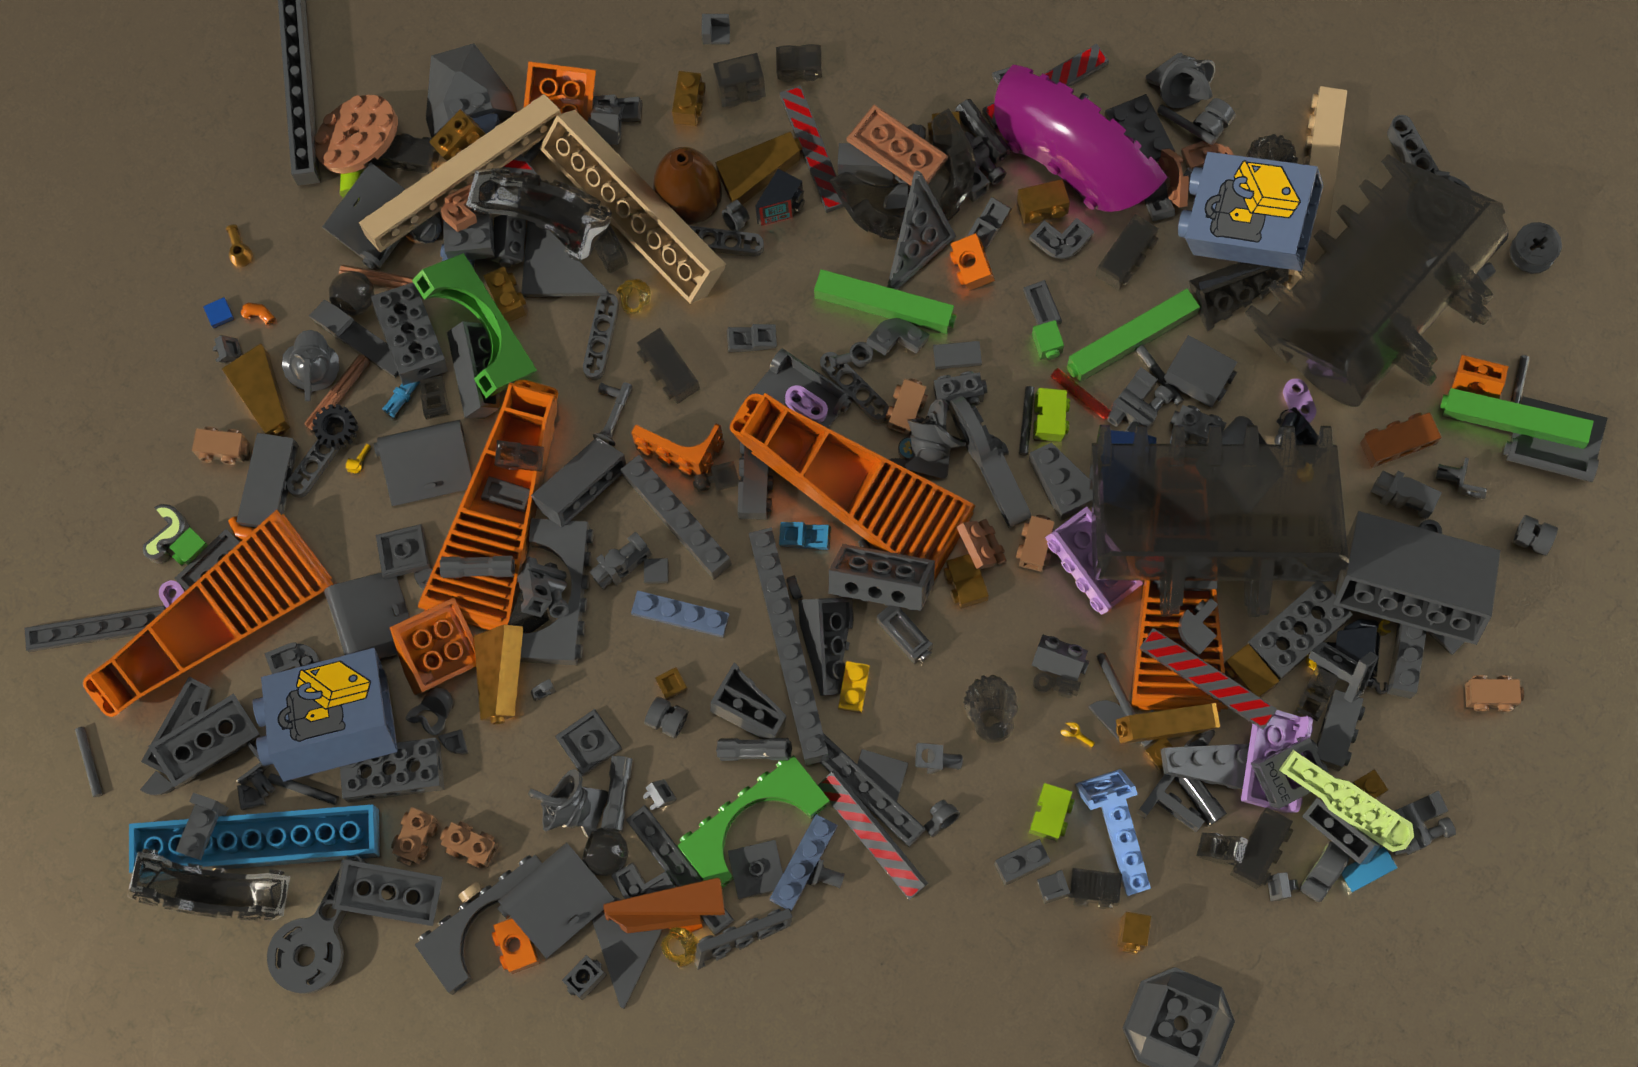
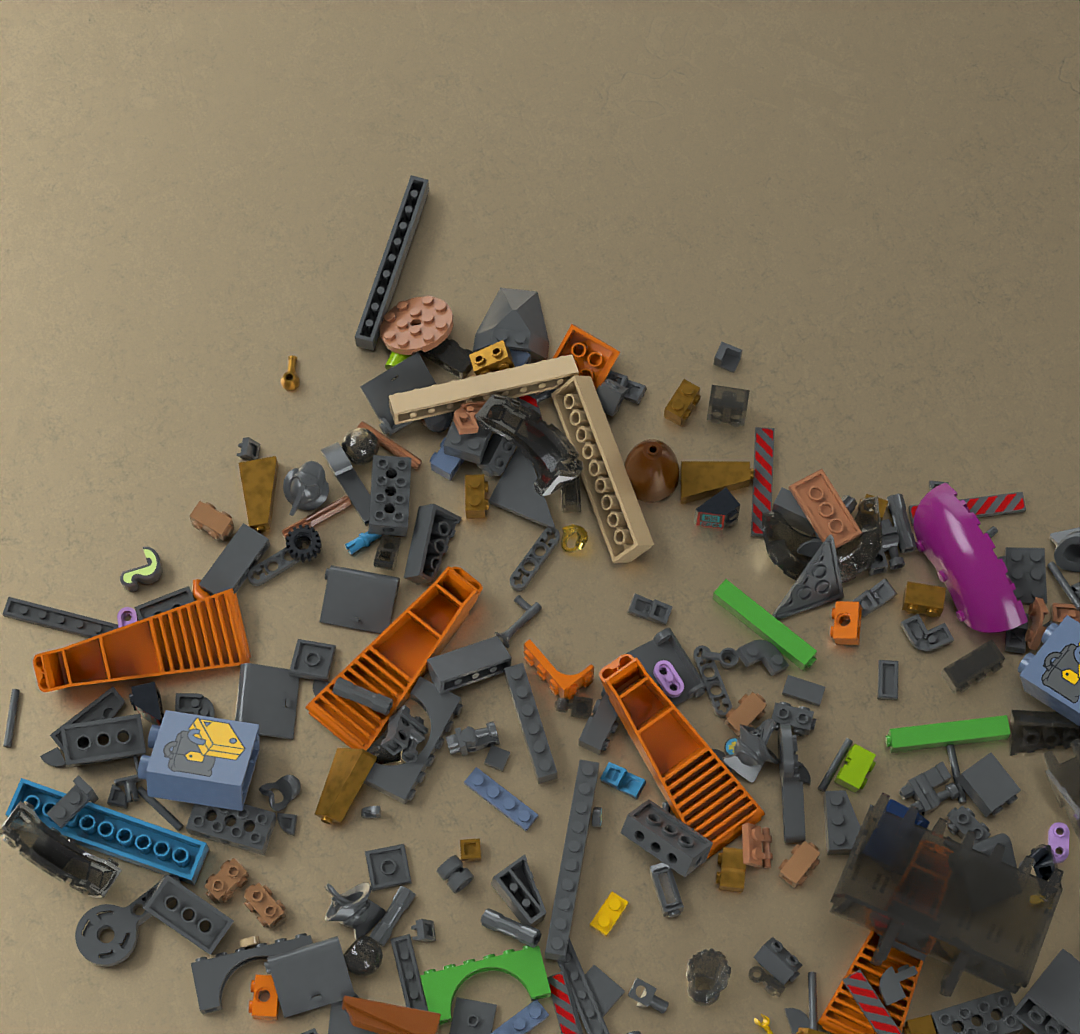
camera: 20 degrees right, 5 degrees down
(187, 547) = (154, 588): bright green brick -> none
(218, 312) = (254, 418): blue tile -> none
(236, 677) = (148, 703): none -> black slope
(260, 310) = (279, 426): orange arm -> none
(355, 466) = (305, 579): yellow hand -> none
(434, 646) = (304, 743): orange slope -> none
(459, 282) = (444, 472): bright green arch -> none
(506, 494) = (409, 650): dark grey tile -> none
(518, 456) = (430, 625): clear smoke brick -> none
(632, 883) = (373, 990): dark grey plate -> none
(667, 366) = (575, 604): clear smoke brick -> none
(721, 235) = (660, 521): dark grey beam -> none
(735, 215) = (678, 509): dark grey piece -> none
(799, 62) = (781, 410): clear smoke brick -> none
(825, 634) = (604, 864): dark grey wedge -> none
(1048, 340) = (879, 709): bright green brick -> none
(1074, 547) = (825, 877): lavender bracket -> none
(1080, 393) = (887, 762): clear red piece -> none

